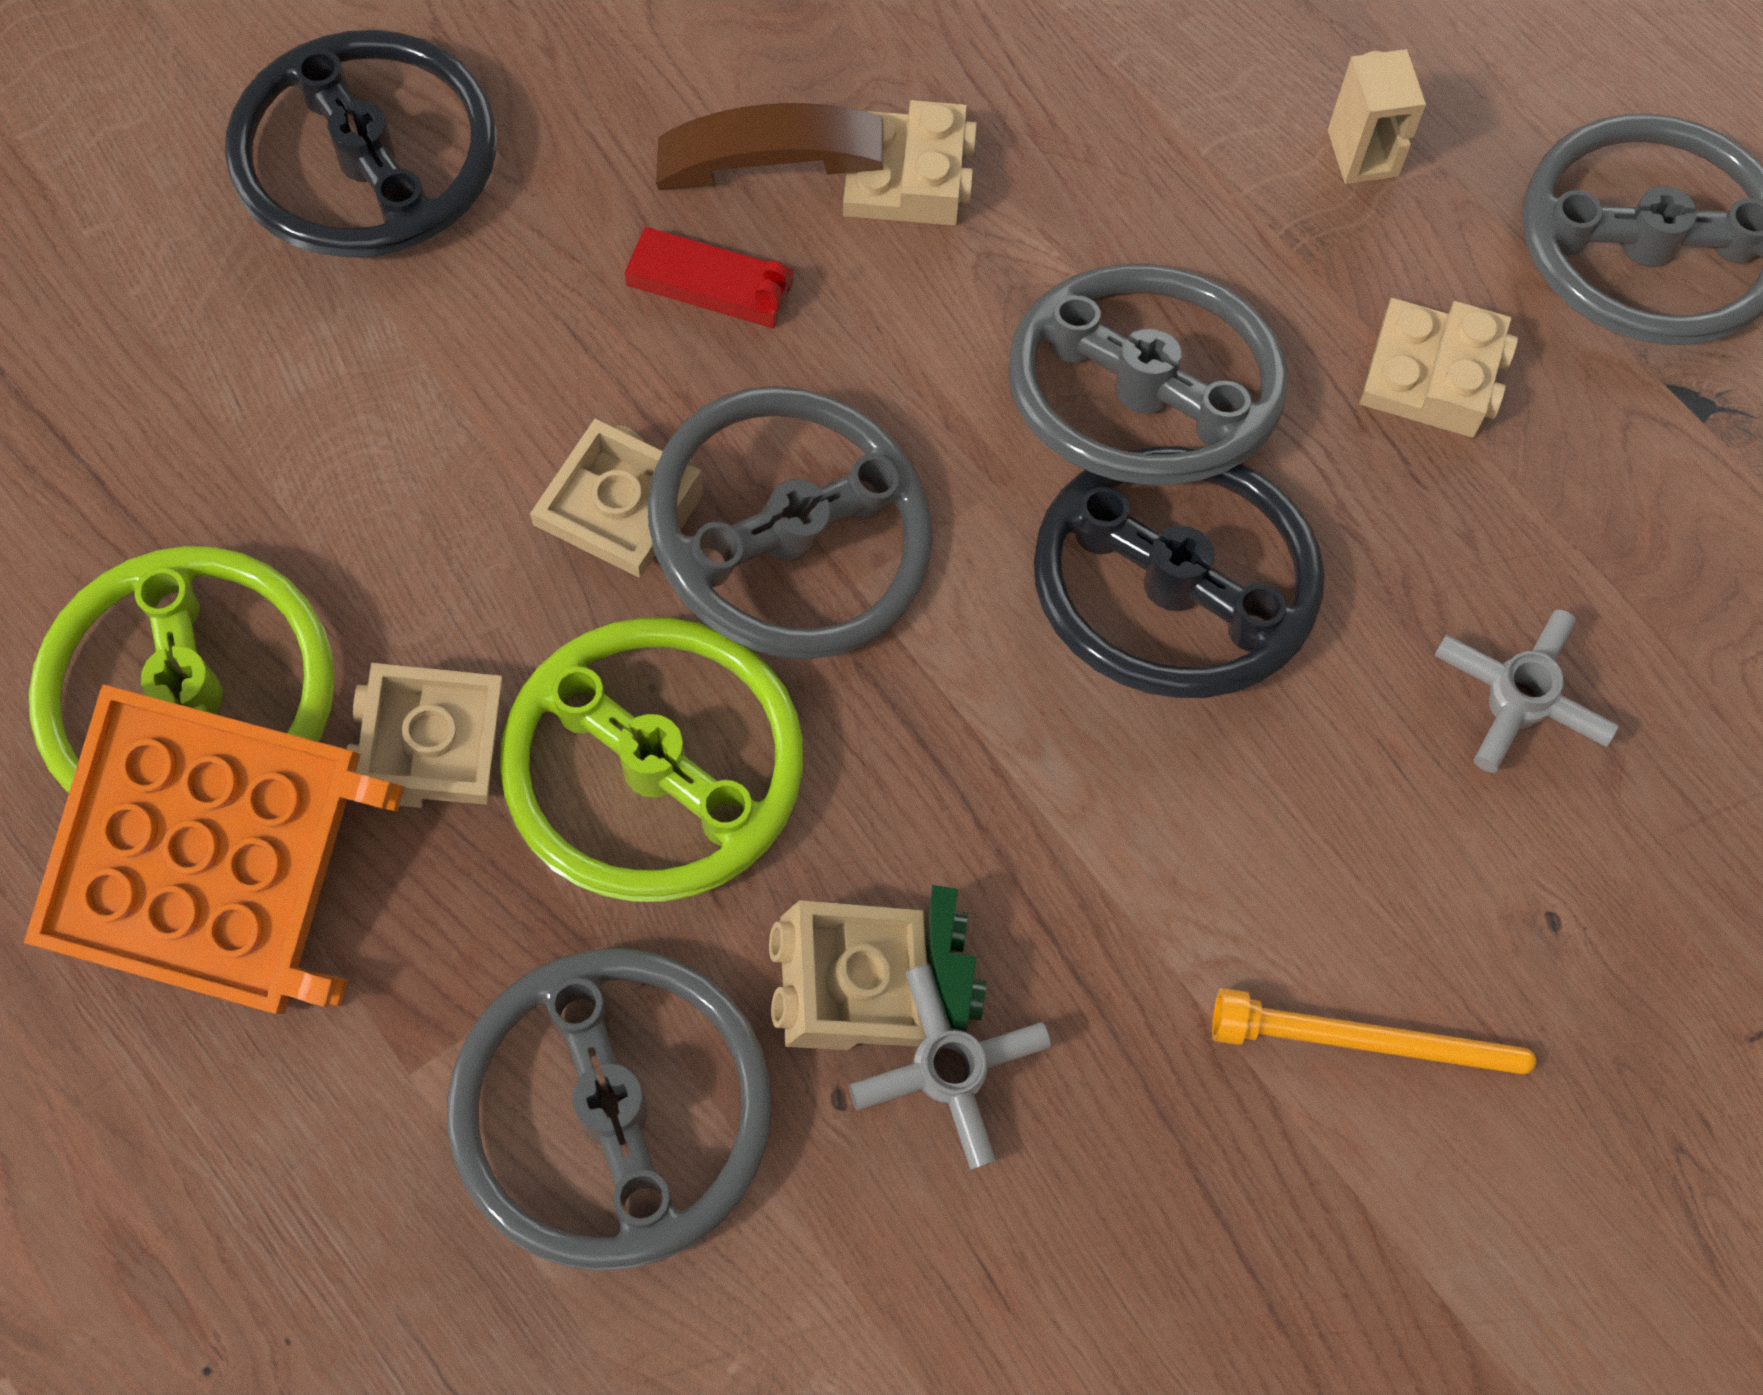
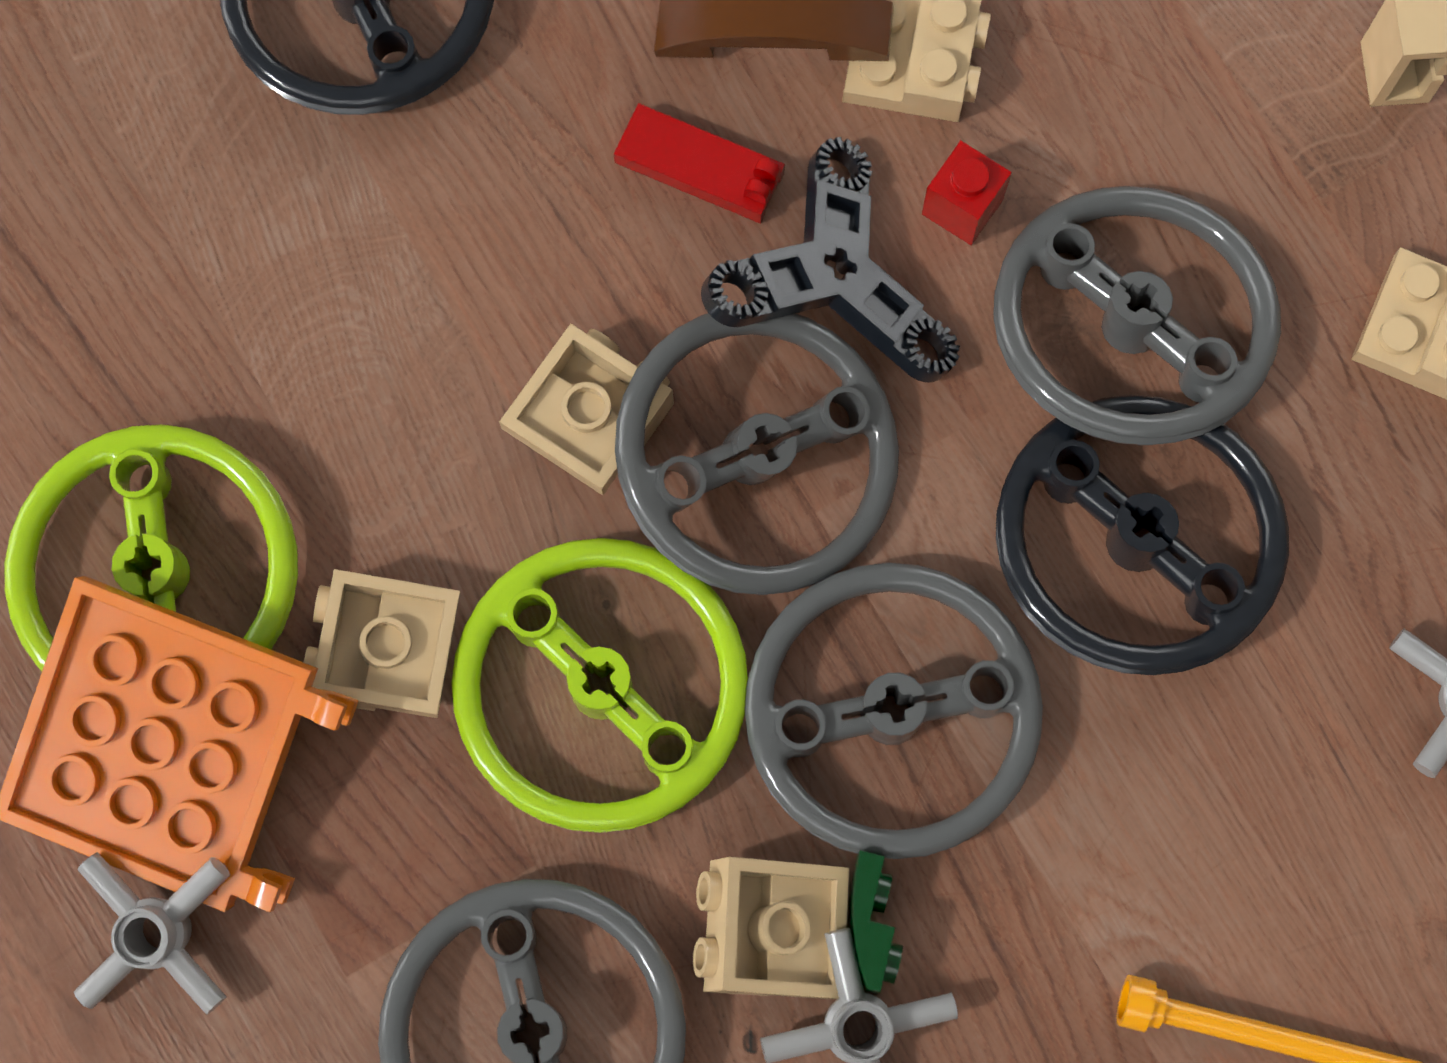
camera: 10 degrees right, 10 degrees up
(174, 1042) = (130, 944): none -> light grey bar
(822, 359) = (799, 279): none -> black piece
(924, 762) = (1011, 669): none -> dark grey piece
(970, 278) = (965, 192): none -> red brick

